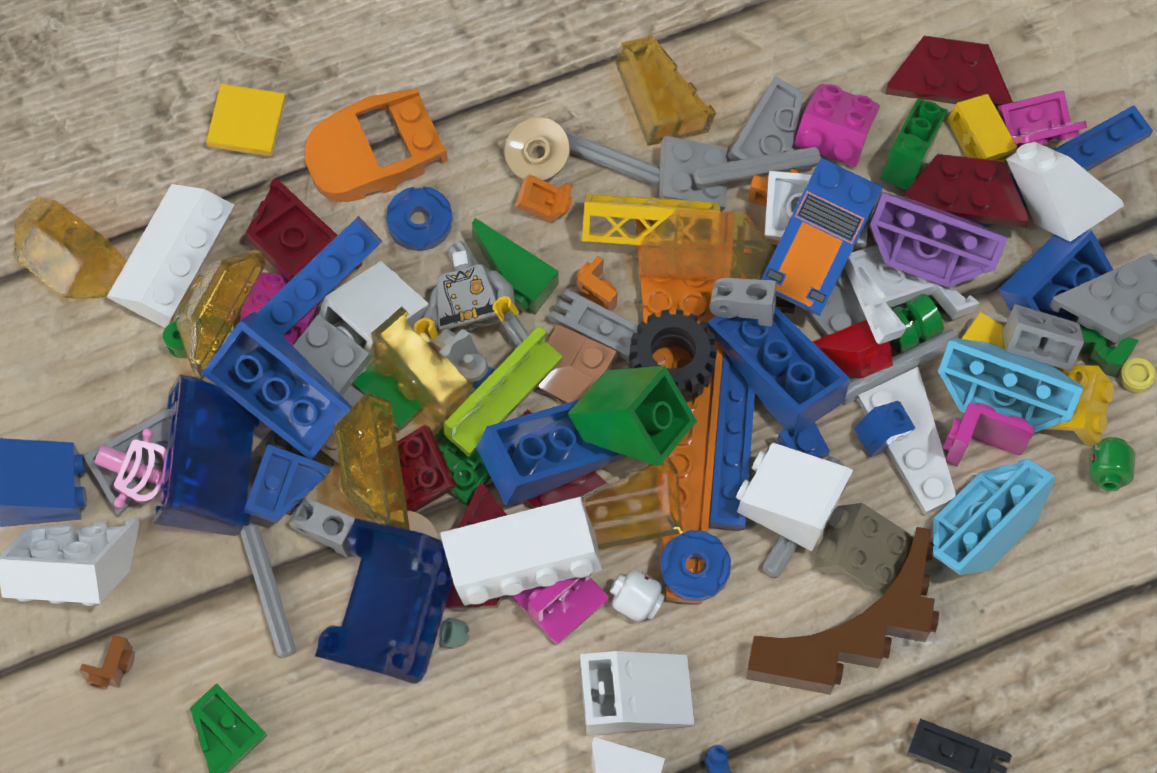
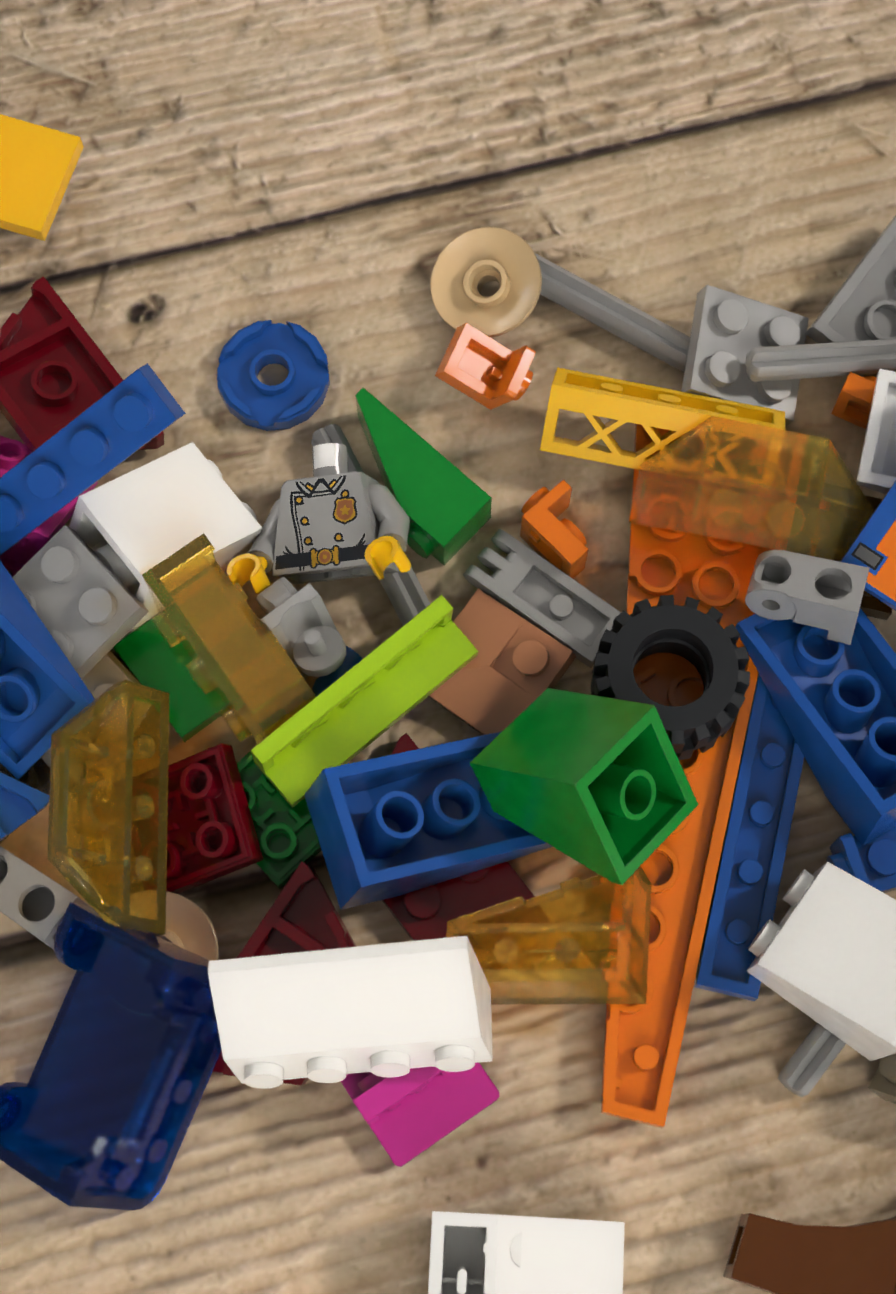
camera: 10 degrees right, 5 degrees up
(344, 162) = (160, 259): orange slope -> none
(454, 633) = (220, 1123): sand green hinge -> none
(636, 595) = (549, 1101): white head -> none
(660, 94) = (706, 212): clear yellow wedge -> none
(690, 585) = (698, 1055): blue tile -> none

